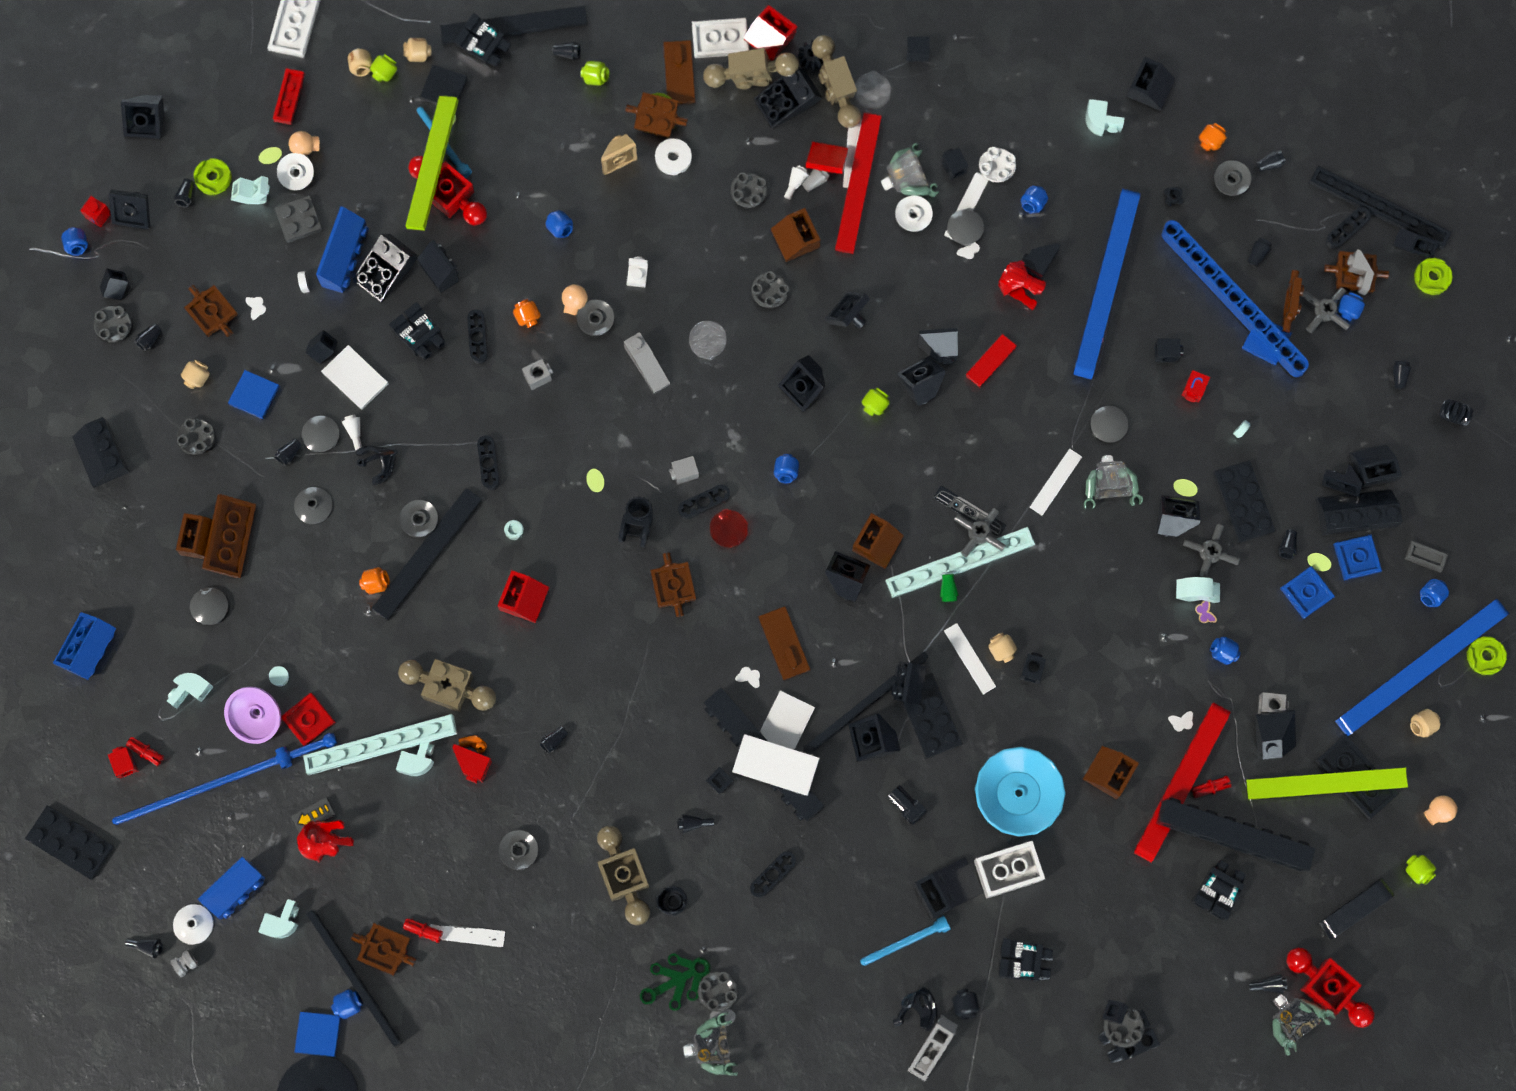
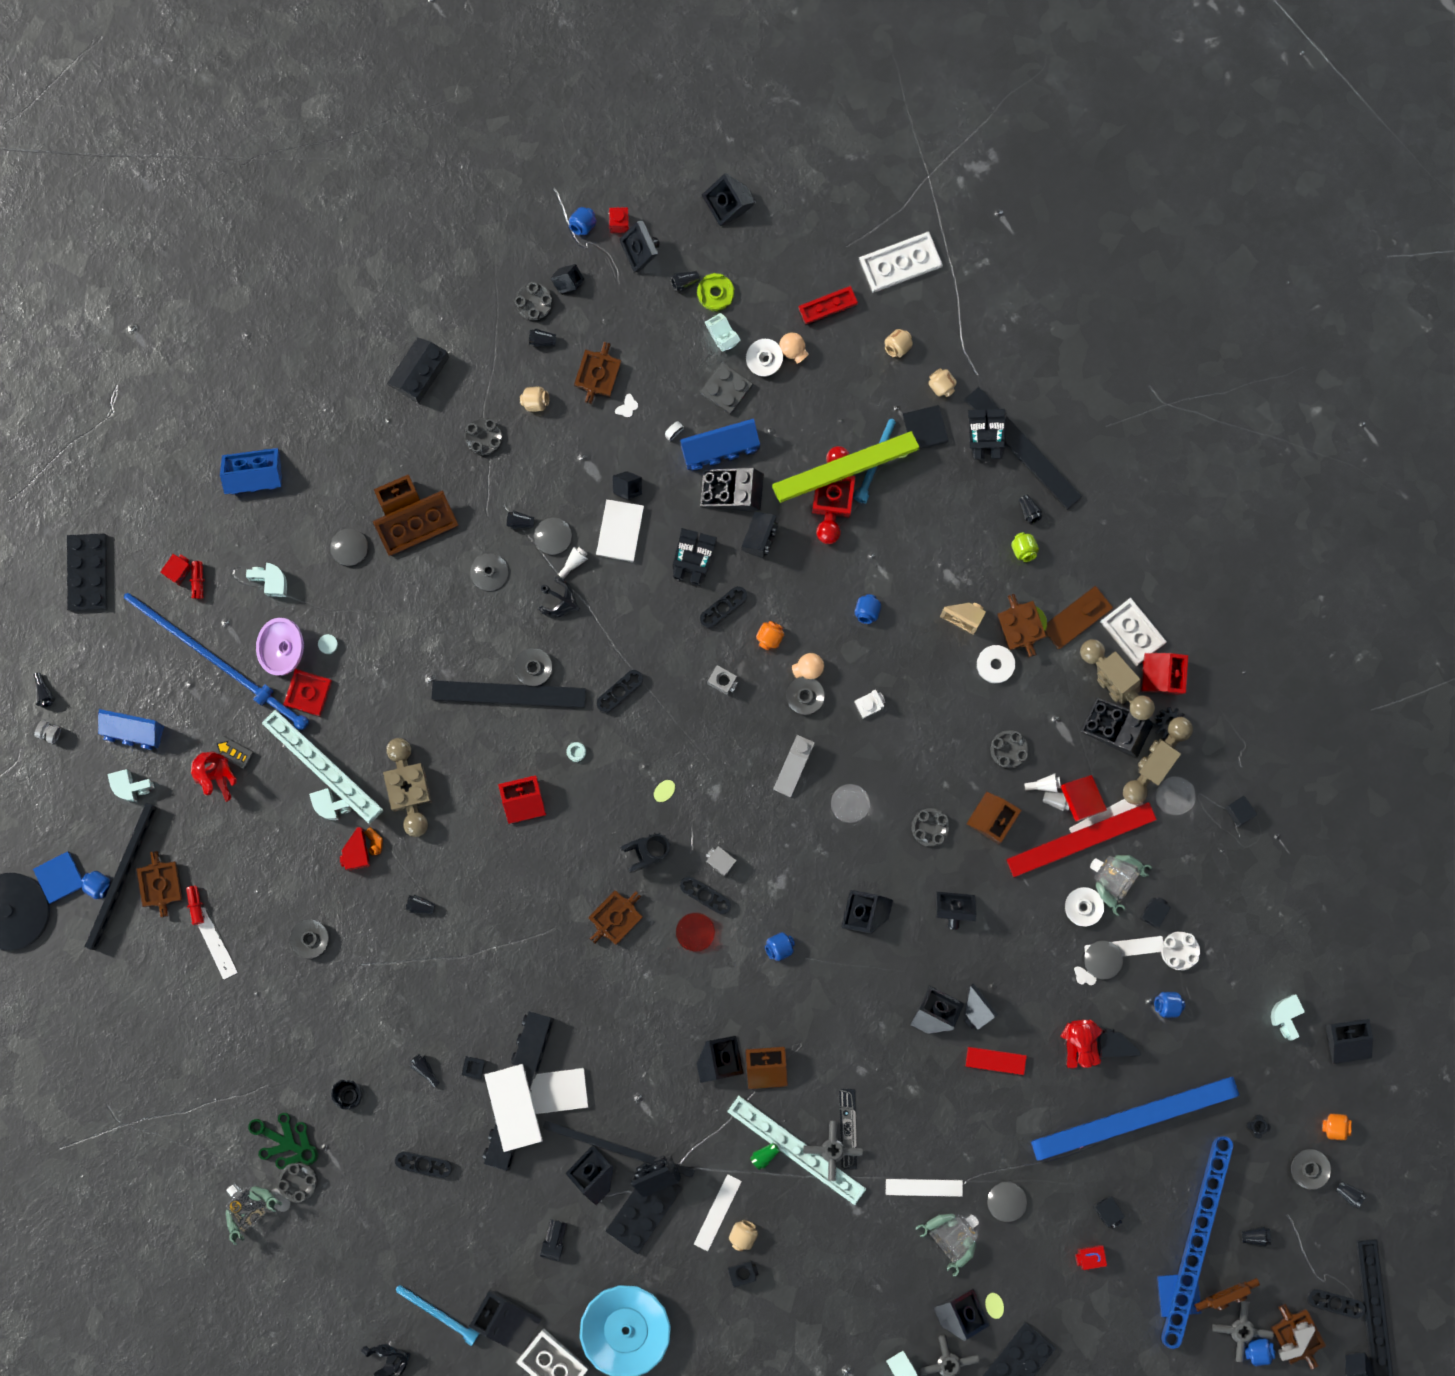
camera: 60 degrees right, 5 degrees up
(201, 929) = (87, 725): white dish -> none
(253, 394) = (550, 458): blue tile -> none
(270, 155) = (766, 326): yellowish green sticker -> none
(374, 580) = (456, 667): orange head -> none
(383, 68) = (906, 366): lime head -> none
(610, 839) = (320, 1071): dark tan brick -> none
(748, 675) = (581, 1034): white sticker -> none
(784, 643) = (627, 1044): reddish brown piece -> none
(875, 402) = (889, 984): lime head -> none
(1242, 428) = (1080, 1323): light aqua tile -> none

